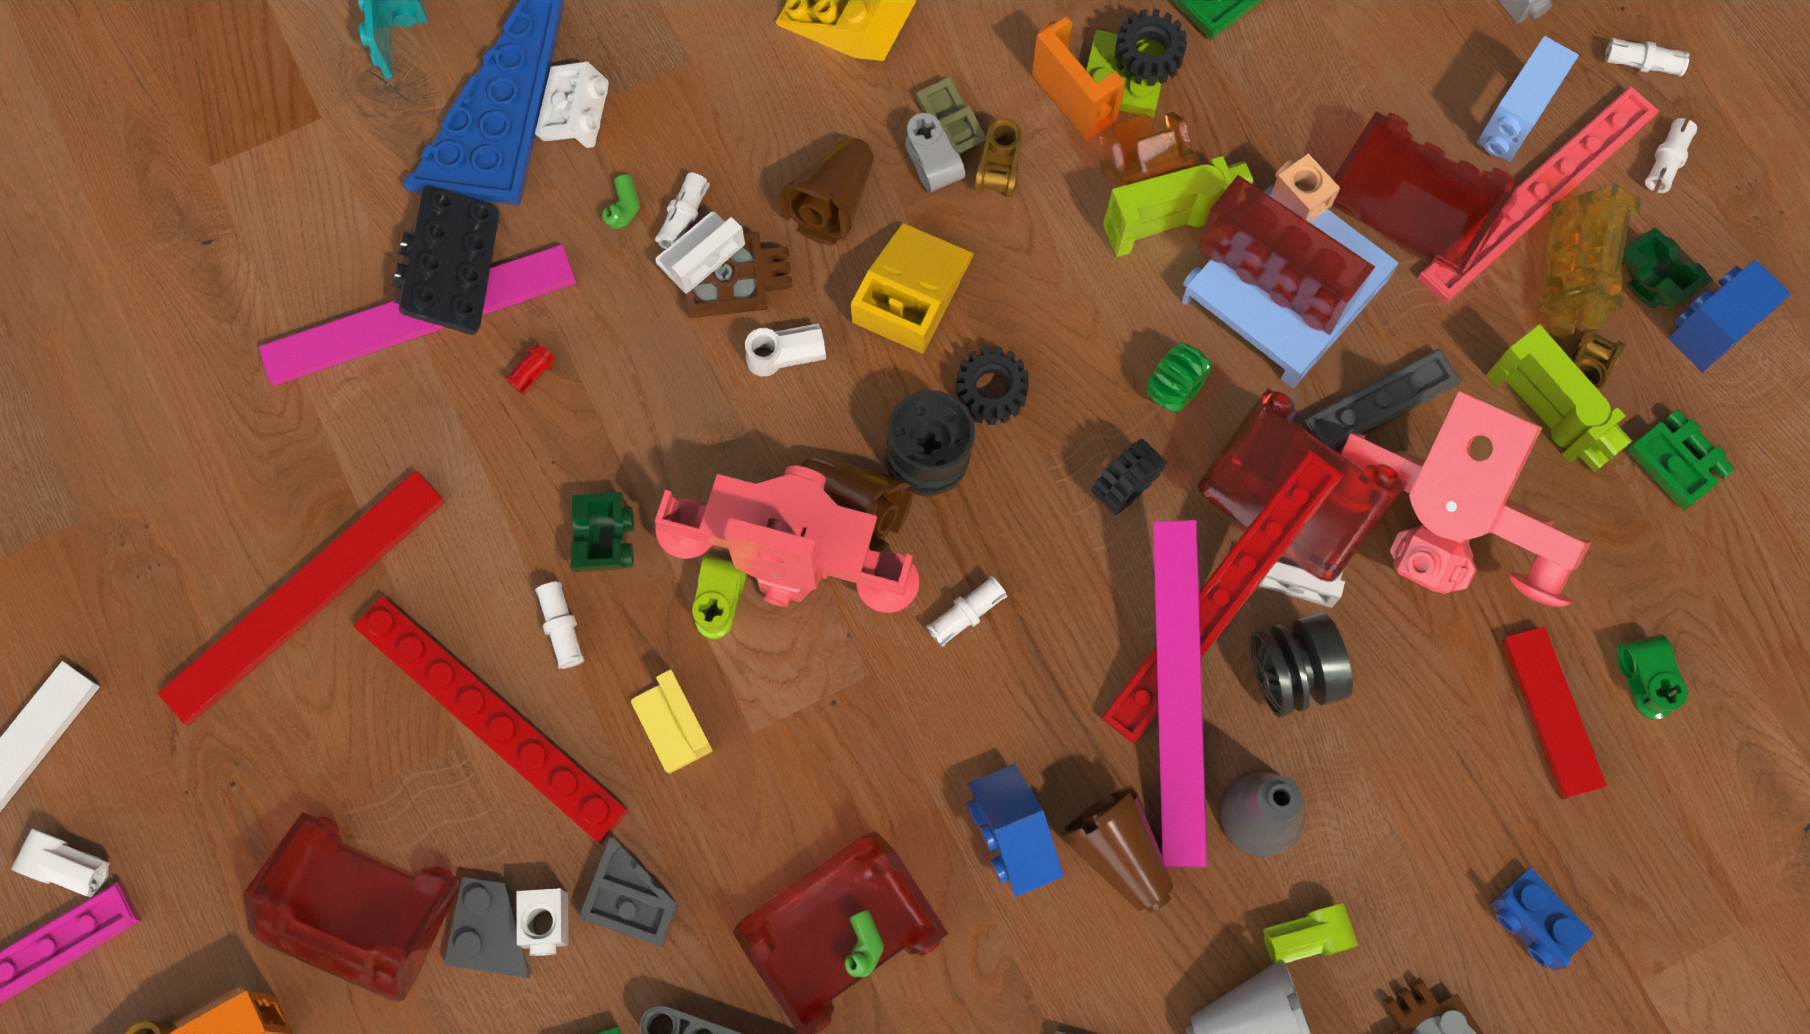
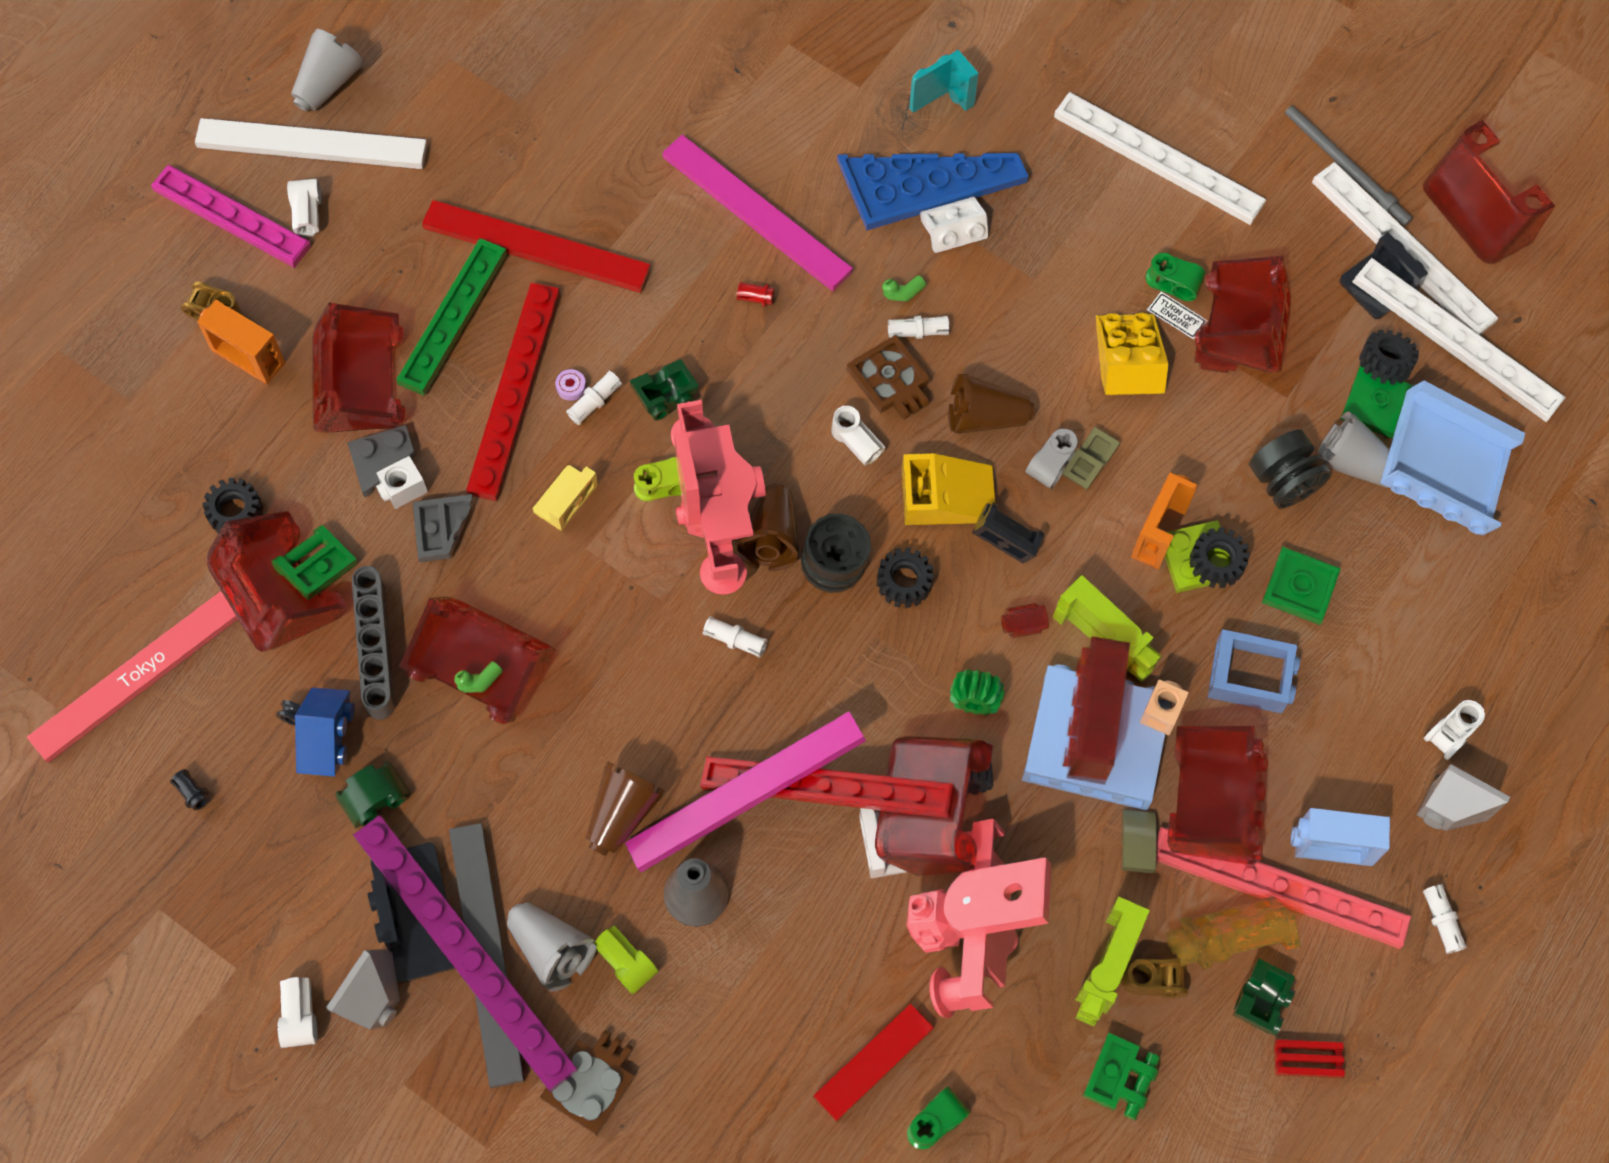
camera: 60 degrees right, 5 degrees down
(342, 748) = (451, 317): none -> green plate
(446, 260) = (797, 206): black bracket -> none
(523, 645) = (570, 385): none -> lavender tile
(701, 251) = (892, 349): white panel -> none
(999, 163) = (1069, 503): pearl gold piece -> none
(1001, 247) = (1007, 534): none -> black hinge
(1015, 829) = (596, 731): blue brick -> none
(1112, 284) = (1025, 620): none -> clear red brick
(1129, 476) = (884, 691): black tyre -> none
(1141, 155) = (1137, 592): clear orange panel -> none
(1269, 114) = (1247, 696): none -> medium blue window
(1301, 664) = (802, 857): pearl dark grey wheel -> none
(1383, 400) = (1042, 842): dark grey tile -> none
(1428, 301) = (1138, 841): none -> olive slope
(1541, 920) = (715, 1114): blue bracket -> none
(1671, 155) = (1369, 970): white pin -> none
(1723, 318) = (1251, 1054): blue brick -> none
(1750, 240) = (1337, 1059): none -> red tile

